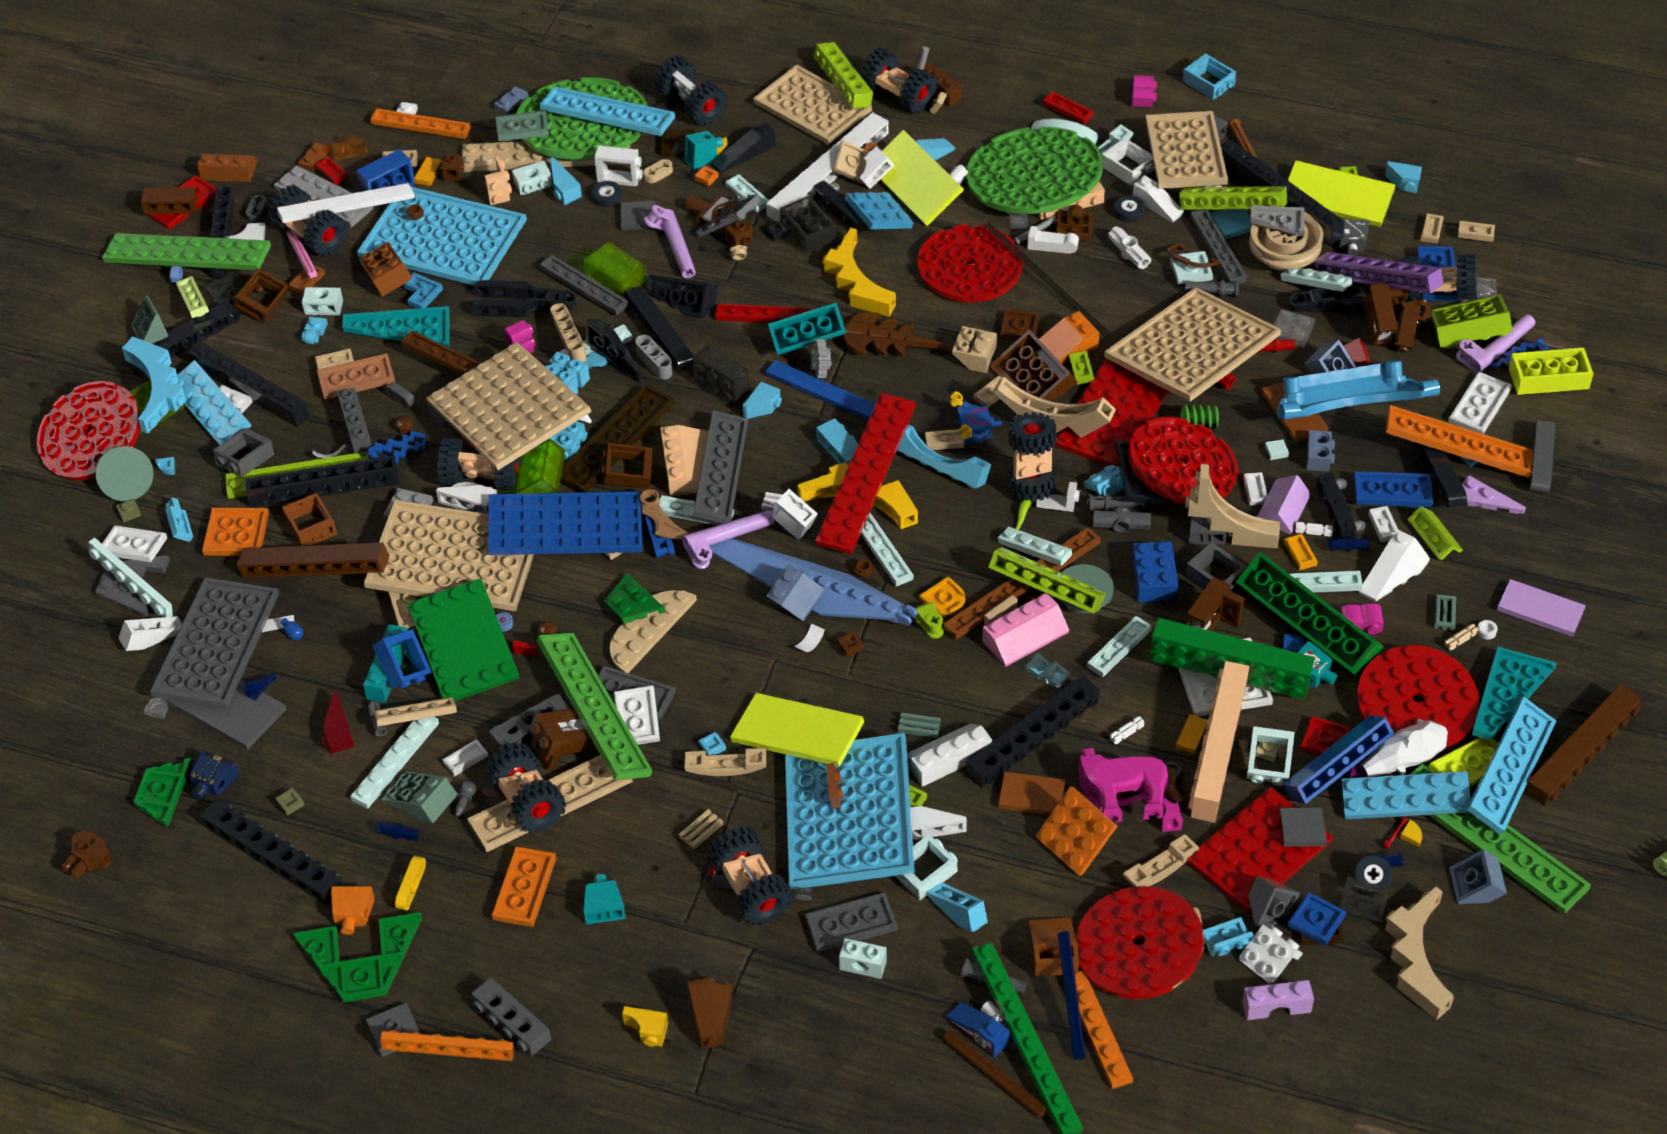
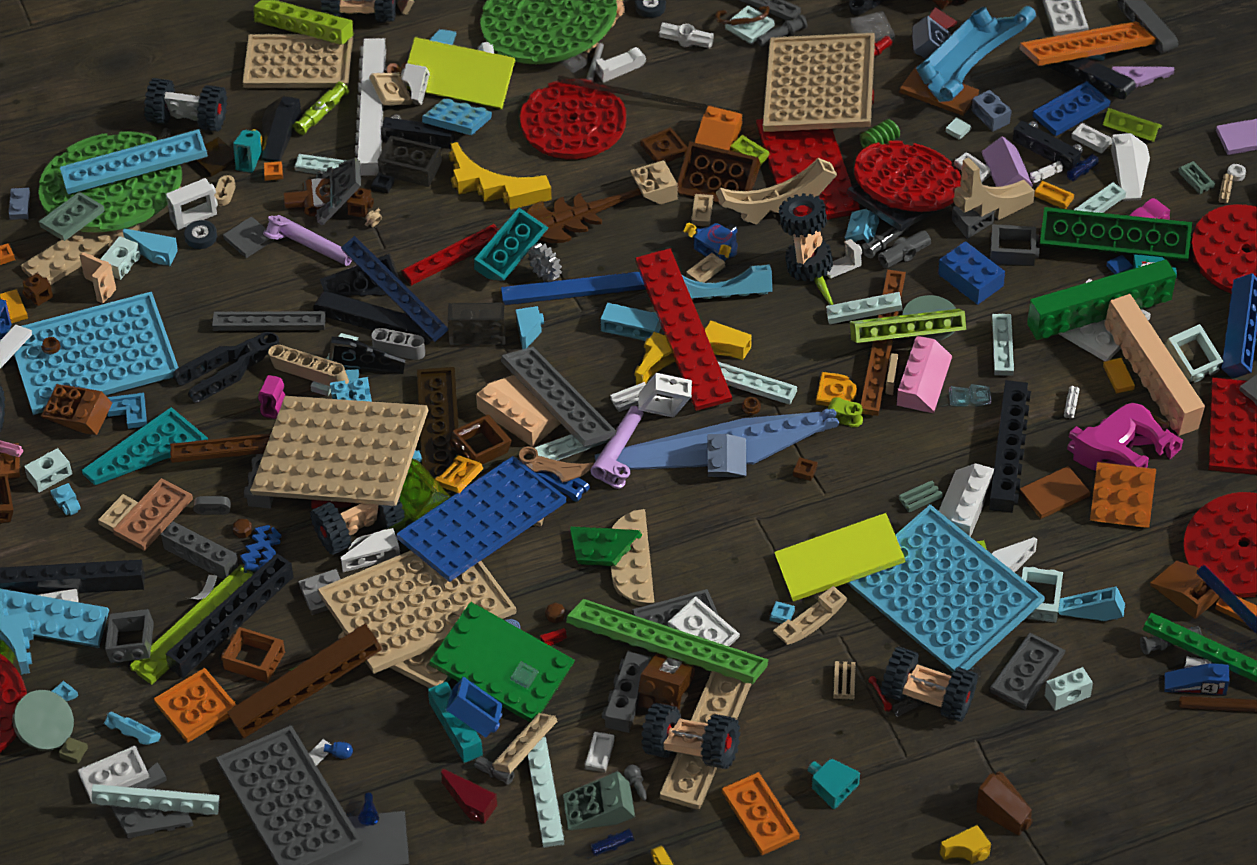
camera: 40 degrees left, 0 degrees up
(147, 632) = (217, 833): white slope -> none
(466, 660) = (524, 675): none -> clear light blue tile
(583, 480) = (459, 474): none -> light orange plate
(615, 269) = (284, 291): clear neon green brick -> none
(684, 311) = (394, 288): none -> dark blue plate
(787, 149) = (320, 108): none -> lime piece
(811, 639) = (768, 484): white sticker -> none
(835, 791) = (920, 577): dark orange plate -> none
(1075, 222) = (622, 39): reddish brown plate -> none
(1163, 864) = (1198, 478): tan slope -> none
(1214, 605) = (1046, 268): reddish brown brick -> none
(1322, 735) = (1211, 316): red tile -> none

